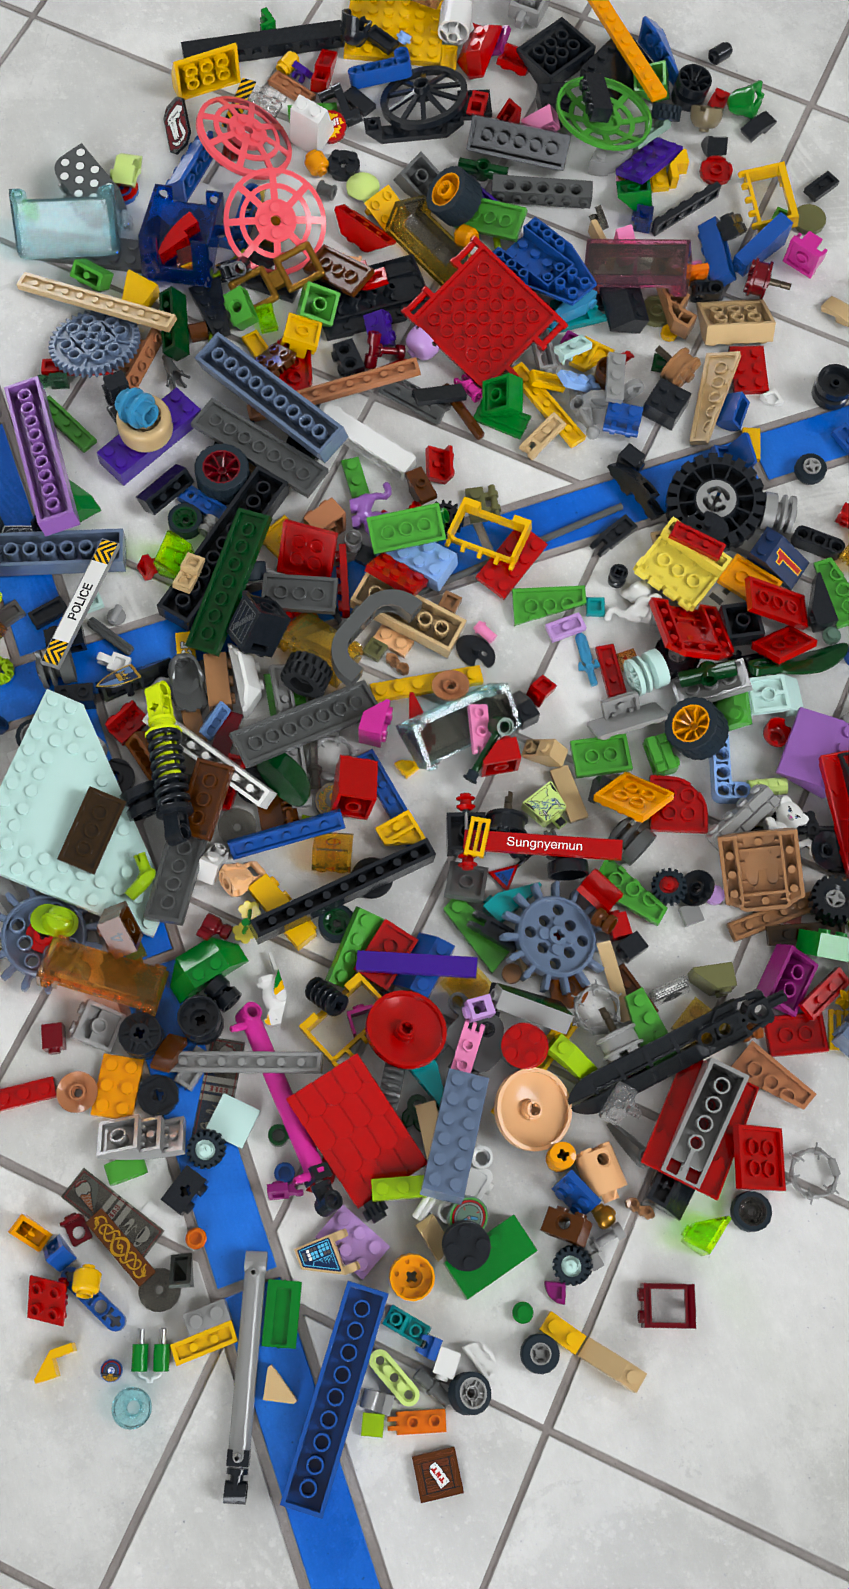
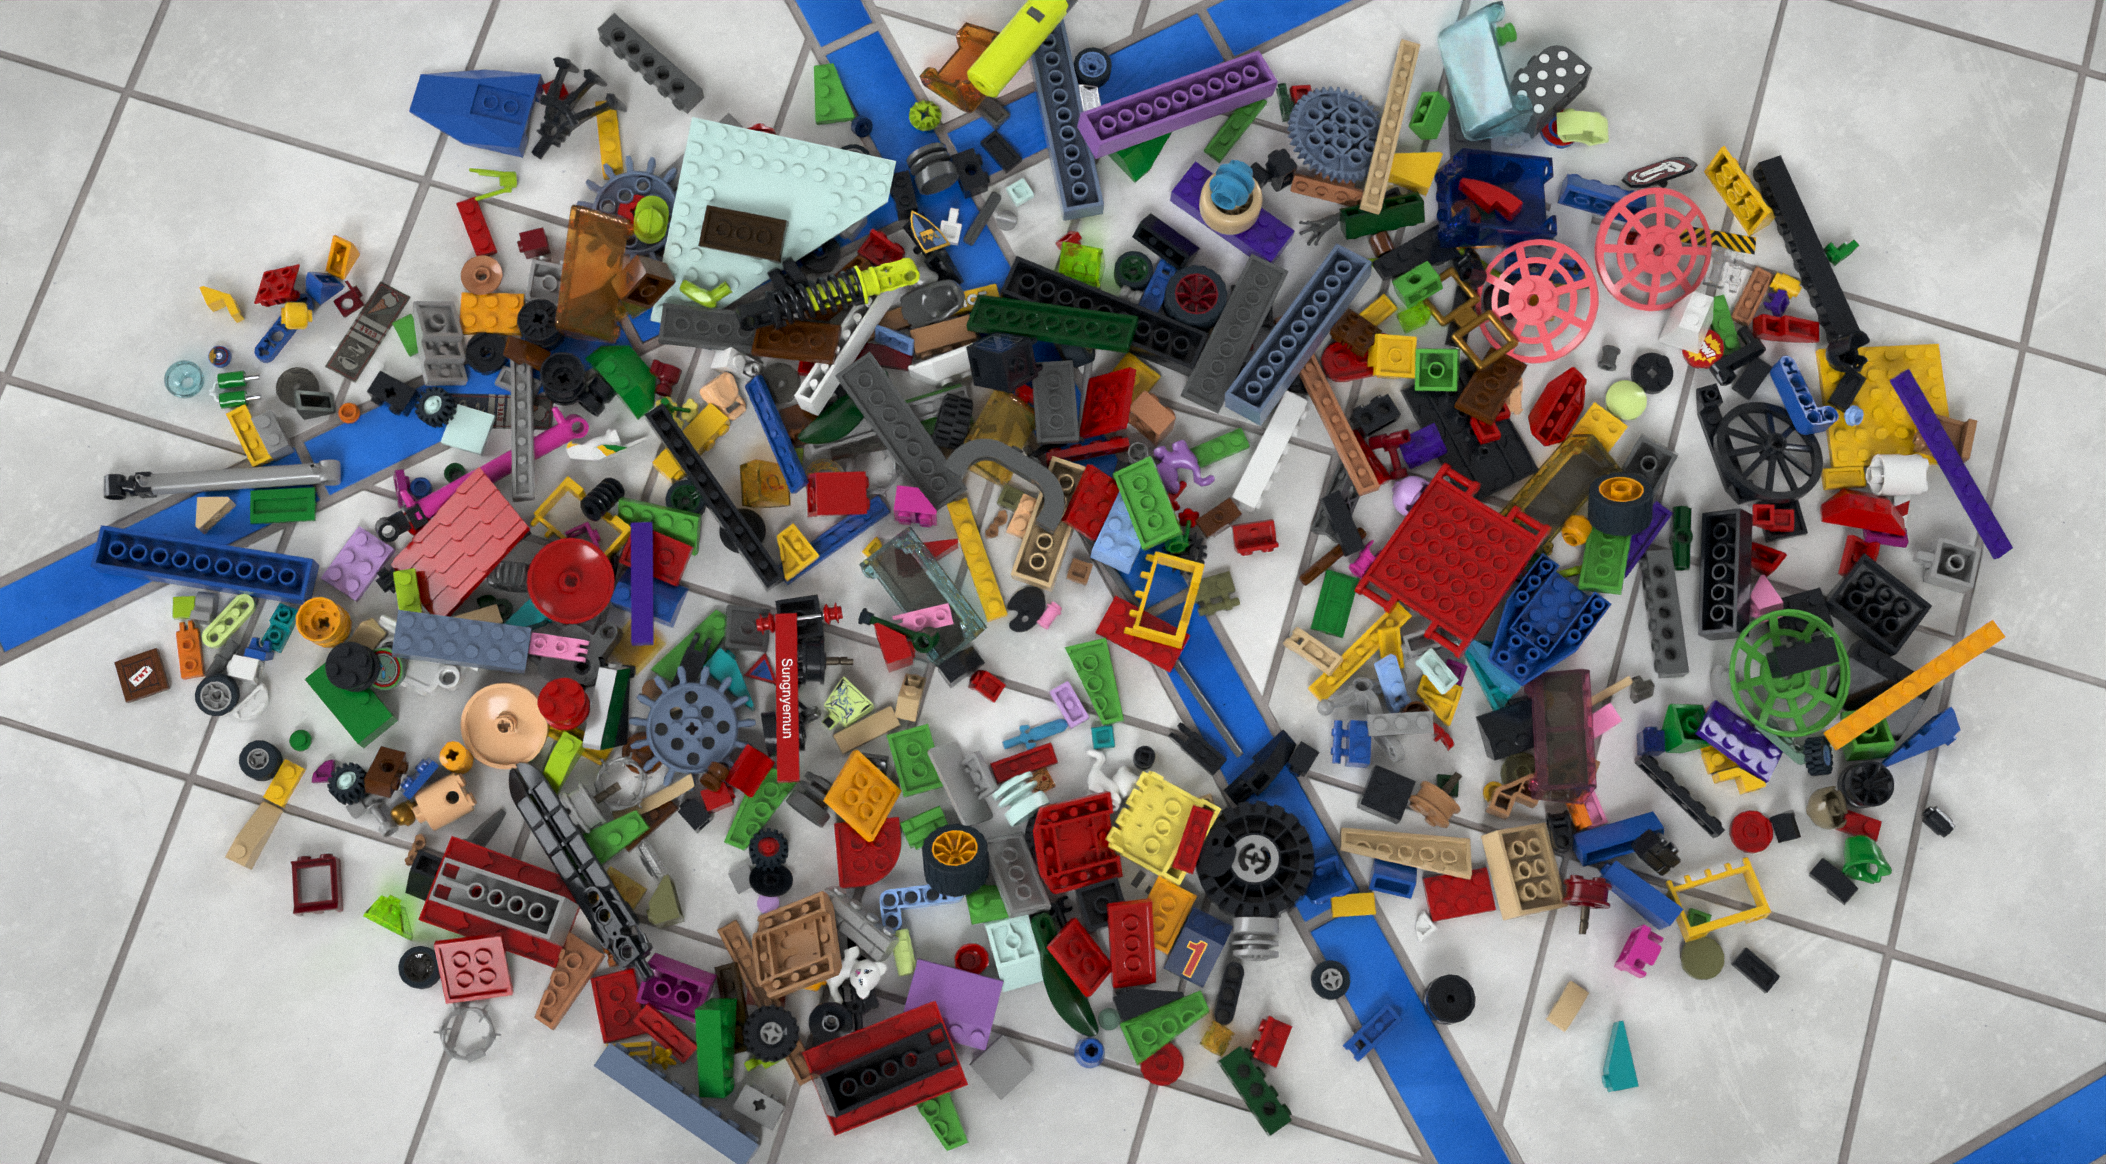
camera: 80 degrees right, 5 degrees up
(80, 604) = (1001, 176): tile -> none
(120, 1247) = (333, 343): reddish brown tile -> none
(189, 573) = (1058, 282): tan slope -> none
(316, 163) = (1644, 340): light orange head -> none
(324, 1256) = (340, 535): flag -> none
(450, 685) = (978, 576): nougat dish -> none
(474, 853) = (787, 634): yellow tile -> none
(483, 1003) = (598, 660): lavender brick -> none
(502, 396) = (1353, 596): green slope -> none
(620, 1104) = (520, 817): clear hinge -> none
(708, 673) = (1024, 866): dark green piece -> none

